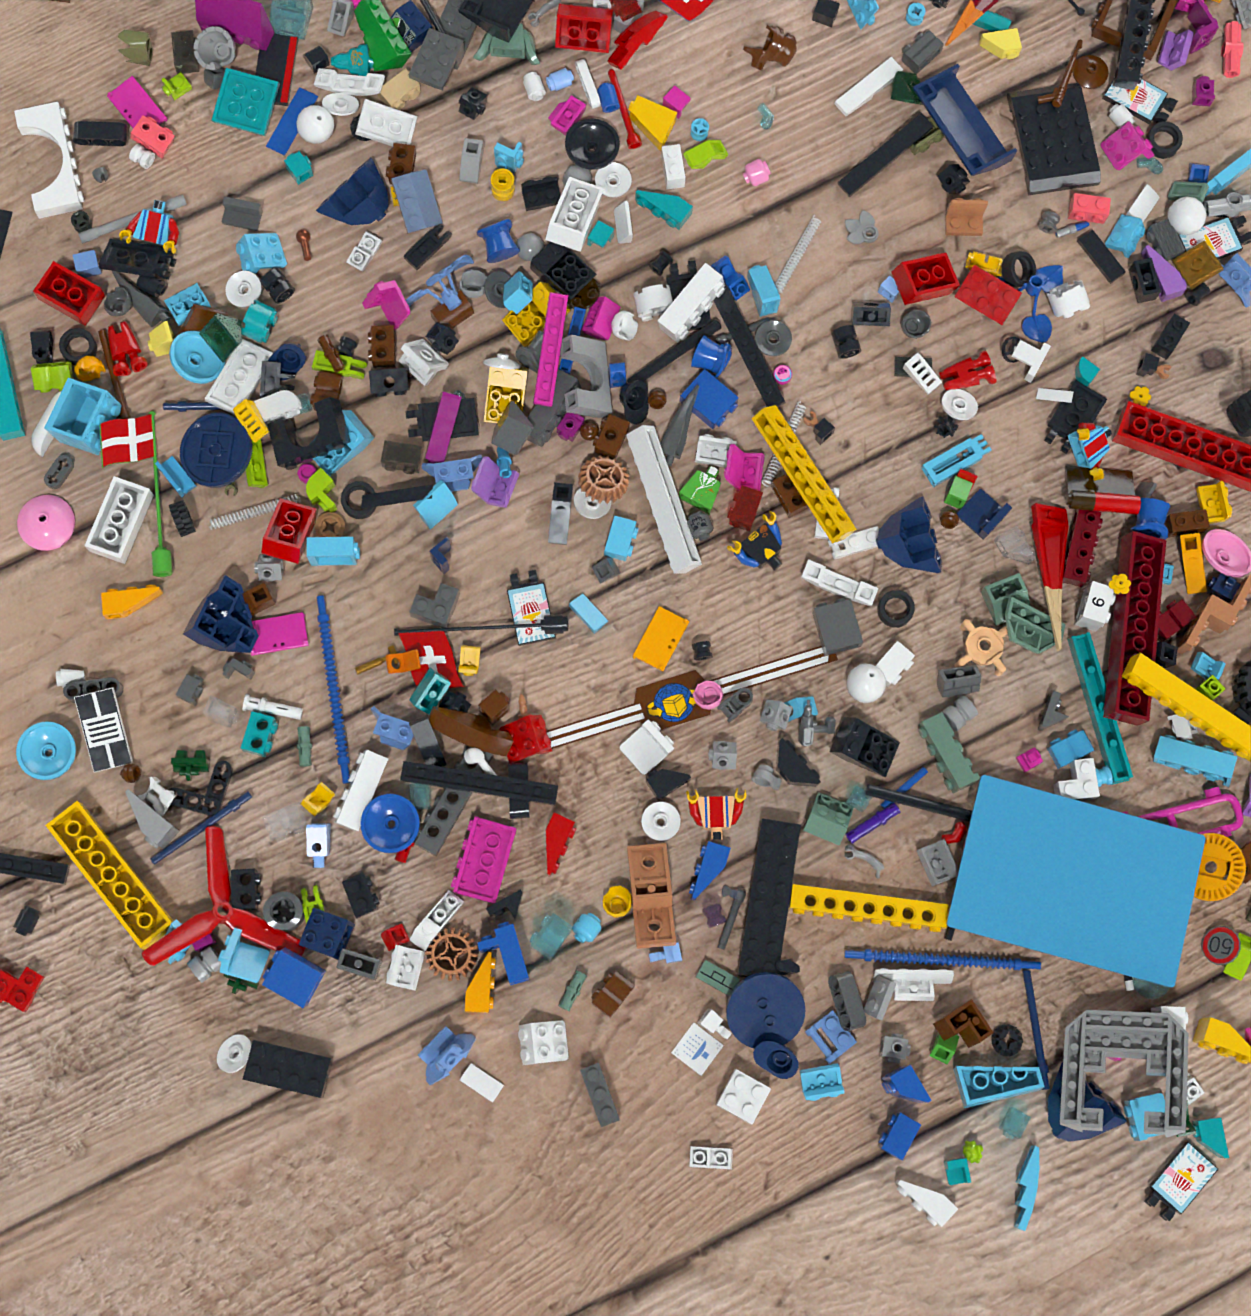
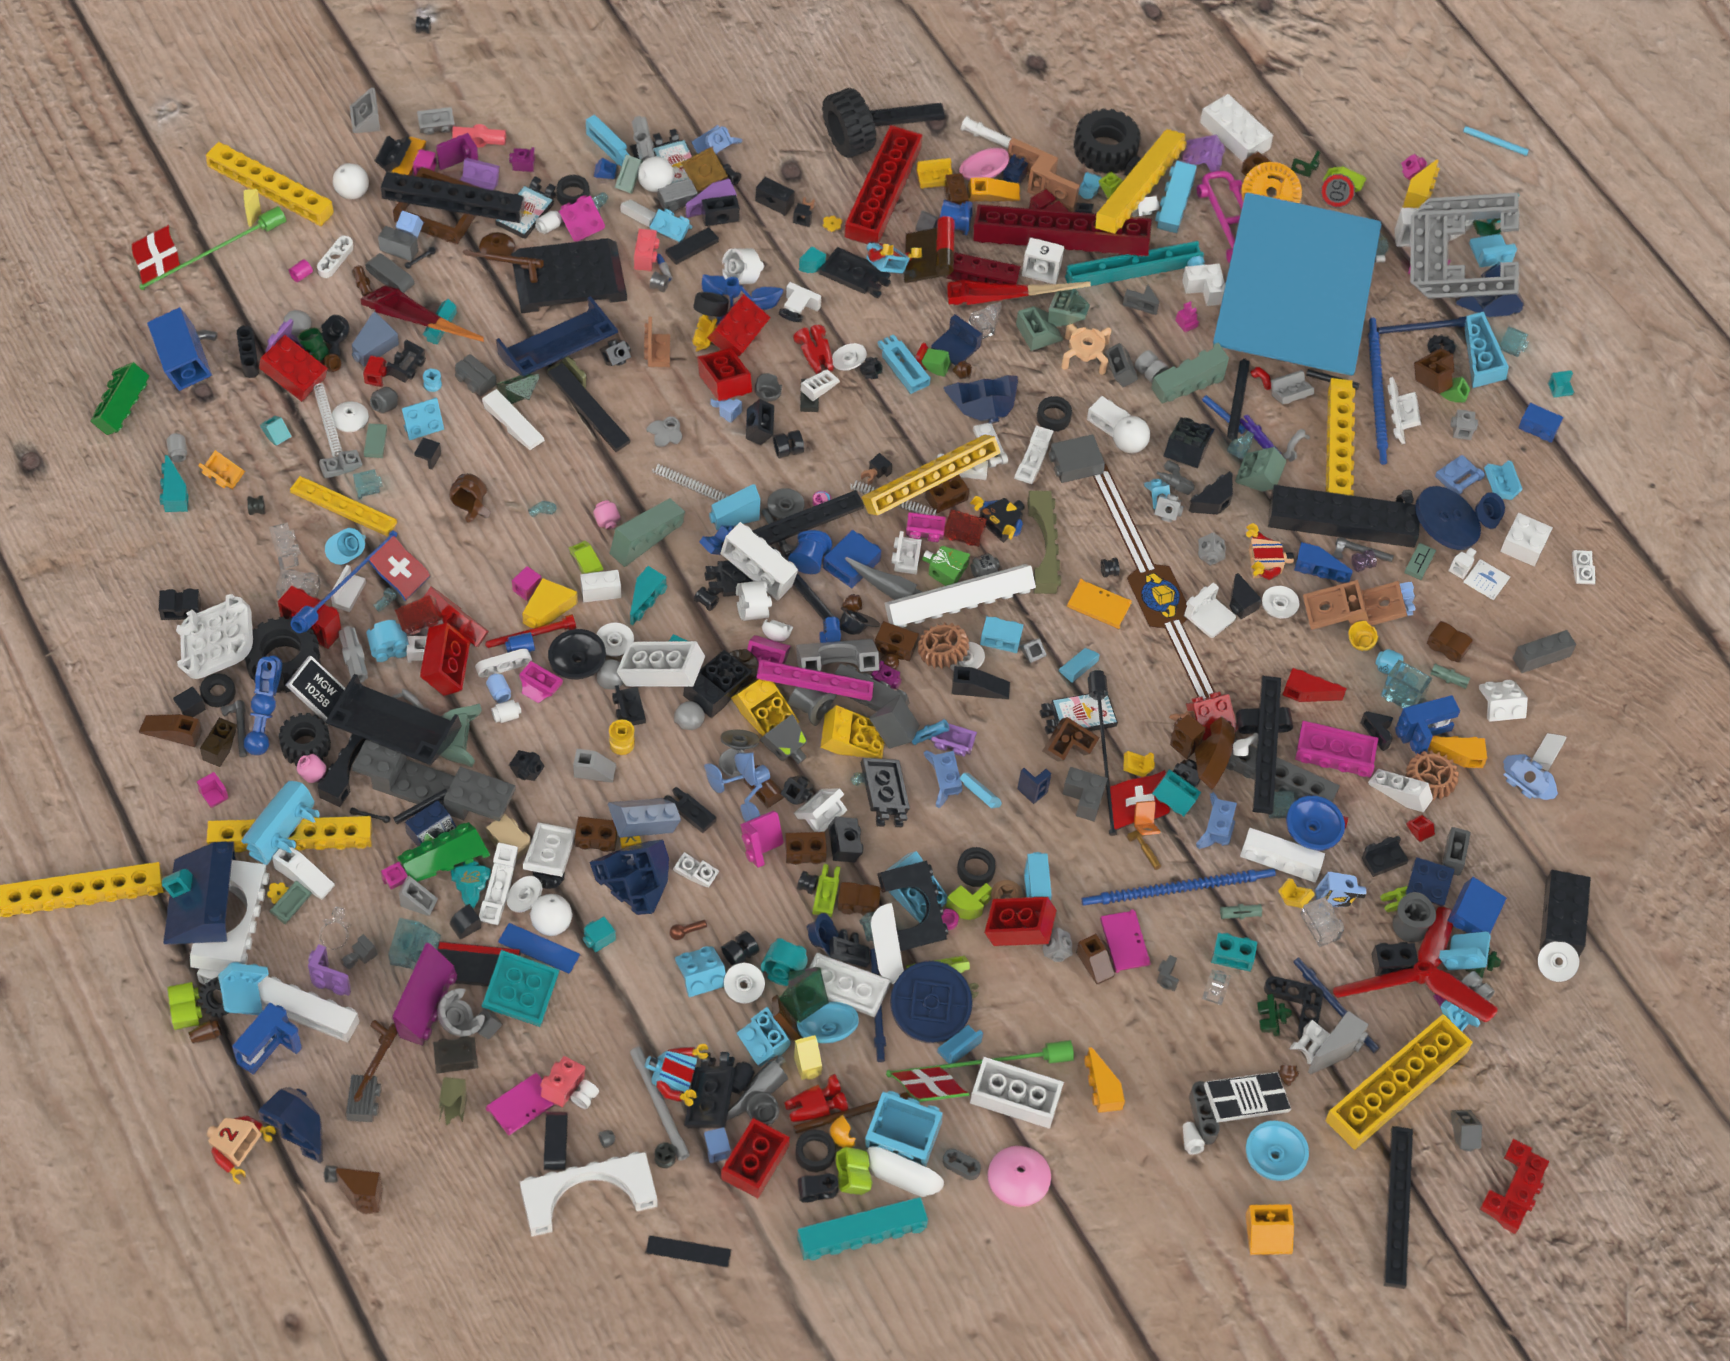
camera: 90 degrees left, 20 degrees down
(26, 921) = (1455, 1165): black brick -> none
(62, 935) = (1466, 1129): none -> dark grey slope
(176, 86) = (495, 1065): lime bracket -> none
(182, 518) = (1010, 1029): black tyre -> none
(190, 689) = (1193, 1018): dark grey brick -> none
(223, 620) = (1119, 985): dark blue brick -> none
(241, 213) = (653, 992): dark grey panel -> none
(248, 408) = (886, 967): yellow slope -> none
(263, 706) = (1204, 947): white pin -> none
(268, 508) = (994, 963): white piece -> none
(331, 353) = (818, 891): reddish brown pin -> none
(395, 496) = (977, 822): black sticker -> none
(401, 457) = (929, 825): clear smoke brick -> none
(405, 967) = (1451, 813): white bracket -> none
(427, 742) = (1230, 792): tile -> none
(442, 427) = (898, 780): magenta slope -> none
(495, 593) = (1067, 736): none -> reddish brown brick
(497, 330) = (786, 740): none -> dark grey torso
(498, 241) = (688, 737): blue hat -> none
(502, 361) = (824, 734): white dish -> none
(508, 158) = (592, 728): medium azure bracket -> none
(517, 292) = (749, 715): medium azure brick -> none
(623, 223) = (661, 630): white slope -> none
(691, 587) = (1041, 509): none -> olive arch
(697, 126) = (555, 560): medium azure wheel -> none
(708, 695) = (1154, 561): bright pink hair -> none
(735, 704) = (1161, 542): dark grey piece -> none
(737, 207) = (645, 531): none -> sand green wedge
(764, 777) = (1227, 519): light grey piece -> none
(847, 1001) = (1427, 458): dark grey beam -> none
(879, 997) = (1422, 431): light grey bracket -> none
(905, 1085) = (1497, 410): blue slope -> none
(934, 1204) = (1594, 401): white slope -> none
(972, 1151) = (1543, 372): lime plant -> none
(1002, 43) = (468, 308): light yellow slope -> none
(1028, 1179) = (1566, 333): medium azure slope -> none
(1054, 395) = (835, 286): white sticker -> none
(1070, 749) = (1175, 288): dark azure brick -> none
(1119, 588) = (1026, 233): yellow plant -> none
(1180, 1181) = (1544, 233): tile -> none

